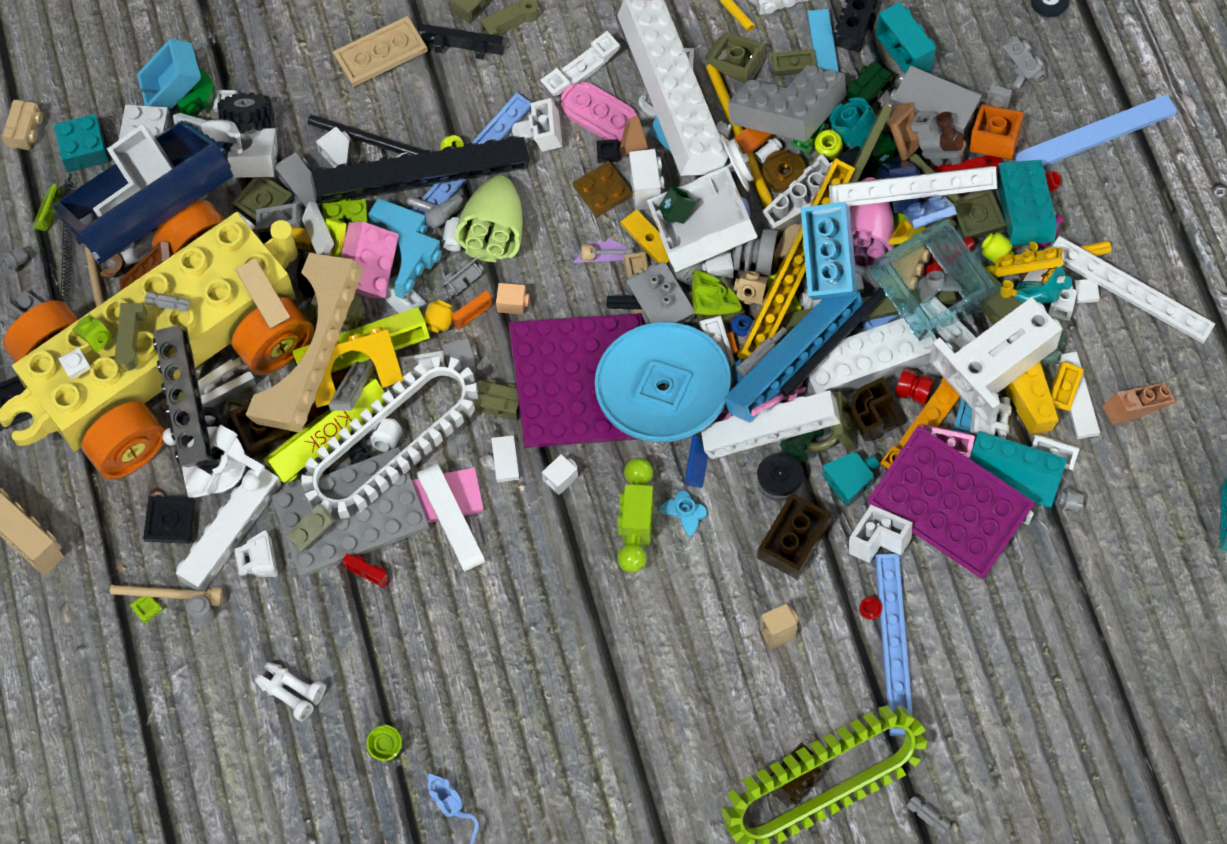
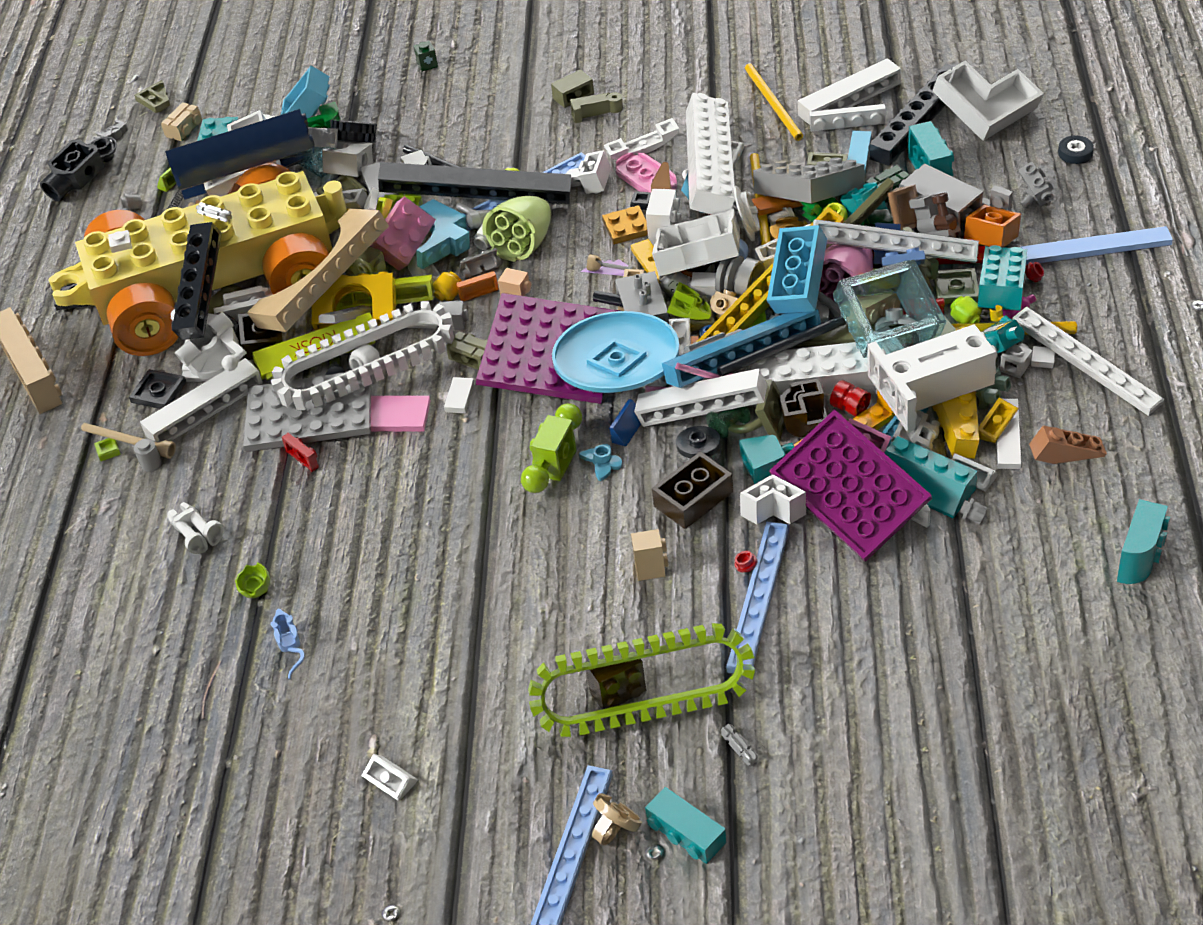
camera: 20 degrees right, 20 degrees down
(93, 332) = (145, 222): lime bracket -> none
(127, 334) = (171, 226): olive leg -> none
(261, 557) = (216, 427): white piece -> none
(262, 293) = (293, 220): tan tile -> none
(310, 527) = (265, 406): olive plate -> none
(380, 51) = (482, 113): tan plate -> none
(450, 517) = (390, 424): white beam -> none
(461, 39) = (550, 112): black hinge -> none
(560, 474) = (500, 411): white brick -> none
(676, 205) = (680, 232): dark green brick -> none
(736, 56) = (778, 148): olive slope -> none
(1029, 261) = (989, 315): yellow tile -> none

